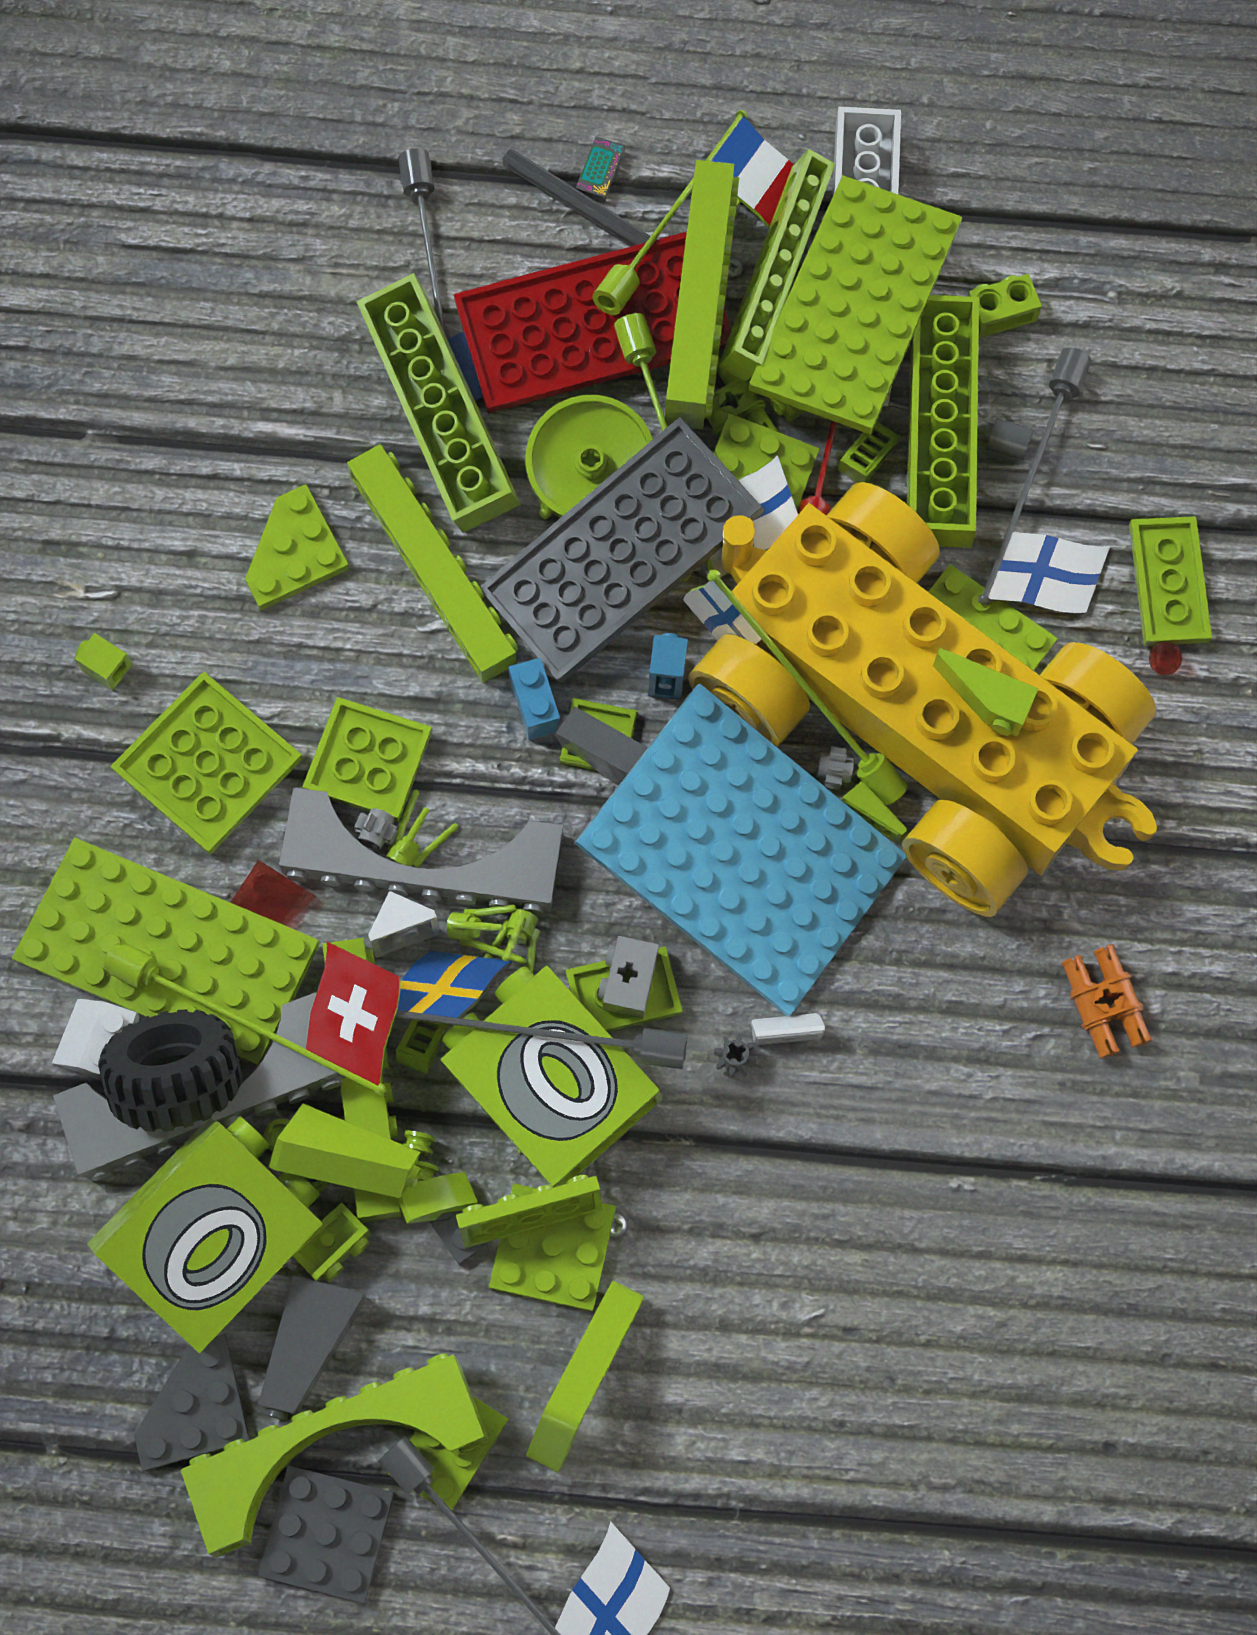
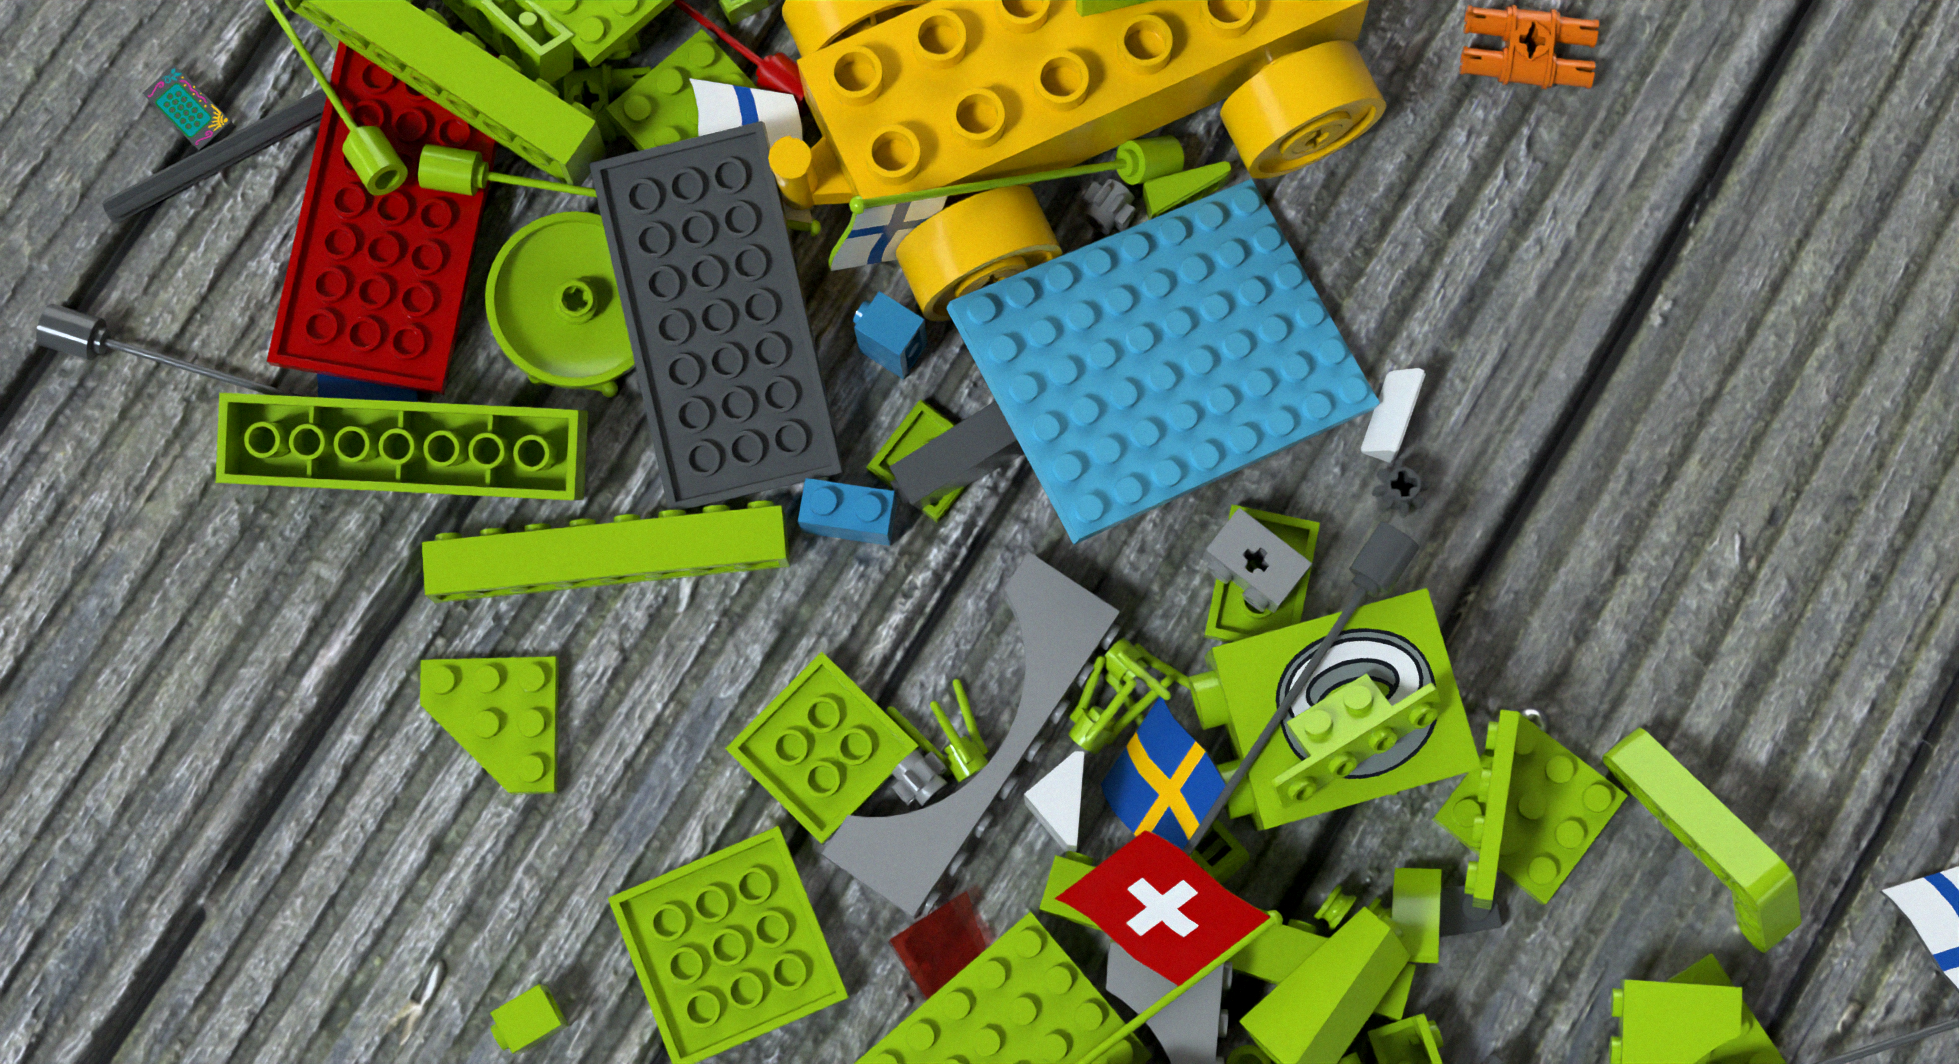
camera: 55 degrees left, 5 degrees up
(530, 1080) = (1349, 730): none -> lime bracket

